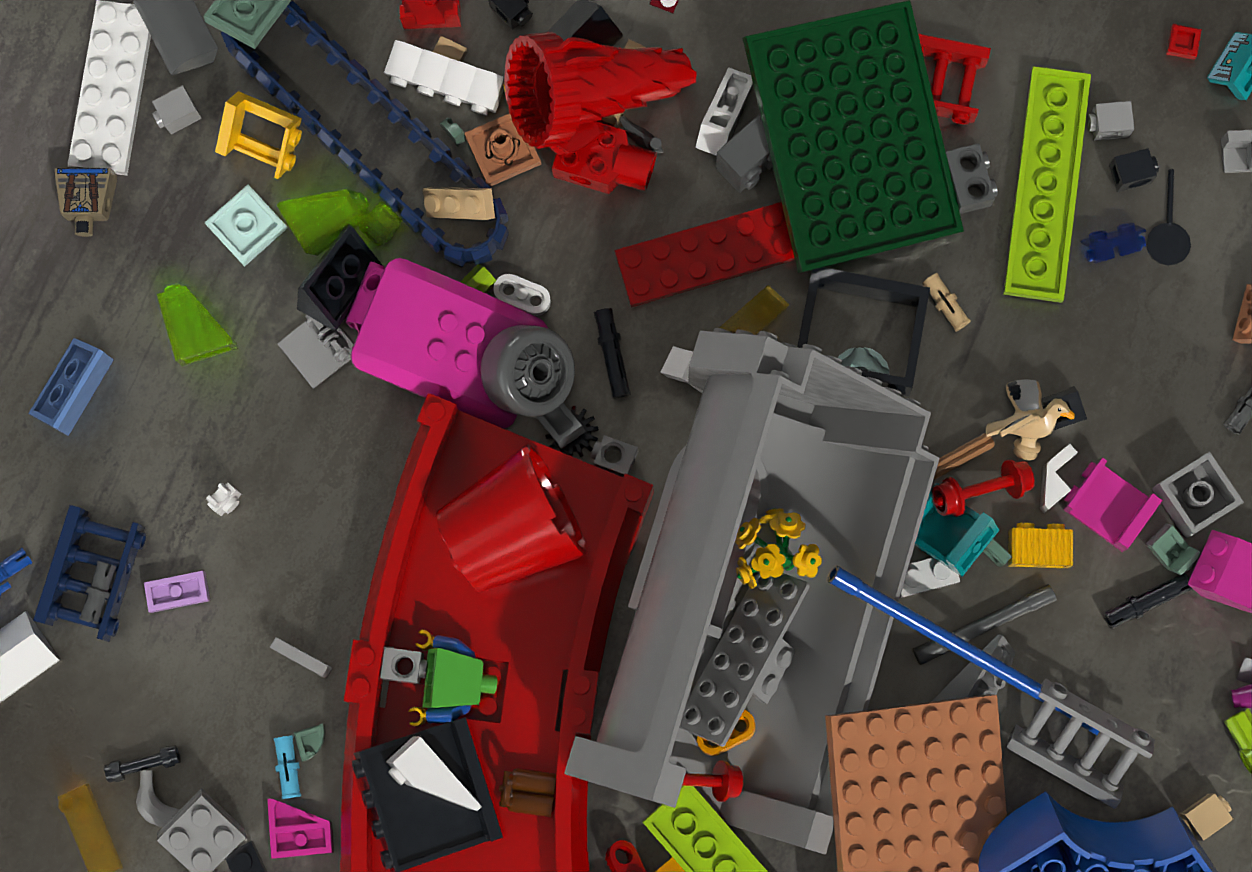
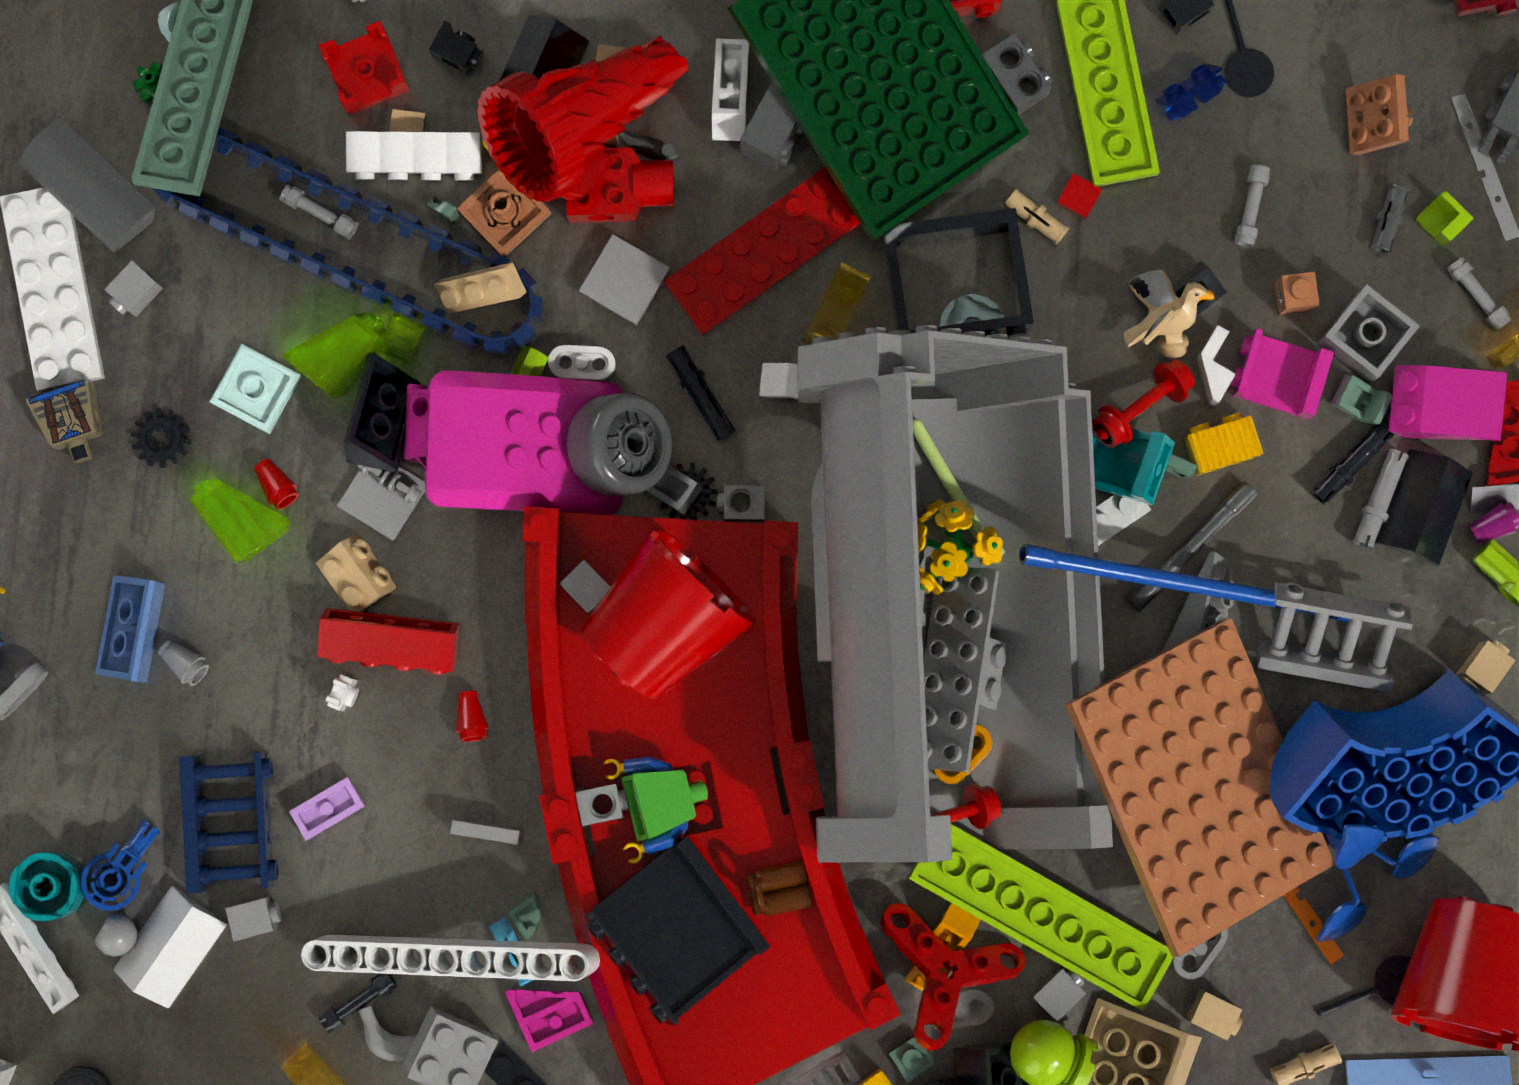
camera: 25 degrees left, 5 degrees up
(81, 662) = (253, 918): none -> light grey brick
(97, 592) = (244, 839): dark grey pin -> none
(104, 429) = (183, 662): none -> light grey cone
(156, 227) = (158, 424): none -> black gear
(232, 138) = (206, 299): yellow panel -> none
(233, 309) = (276, 484): none -> red cone
(242, 751) = (463, 952): none -> white beam
(271, 405) = (355, 574): none -> tan bracket
(277, 468) = (388, 641): none -> red brick
(323, 557) = (470, 722): none -> red cone
(365, 115) = (294, 198): none -> light grey bar
(422, 769) = (663, 906): white slope -> none
(455, 476) = (585, 586): none -> light grey brick
(582, 238) = (624, 280): none -> light grey tile
(792, 488) = (944, 473): none -> yellowish green piece
(963, 454) = (1111, 371): medium nougat axle -> none
(988, 297) = (1079, 196): none -> red tile
(1121, 375) = (1257, 178): none -> light grey bar
(1147, 440) = (1296, 293): none -> nougat brick
(1154, 649) = (1380, 499): none -> light grey pin
(1198, 660) = (1424, 506): none -> black slope

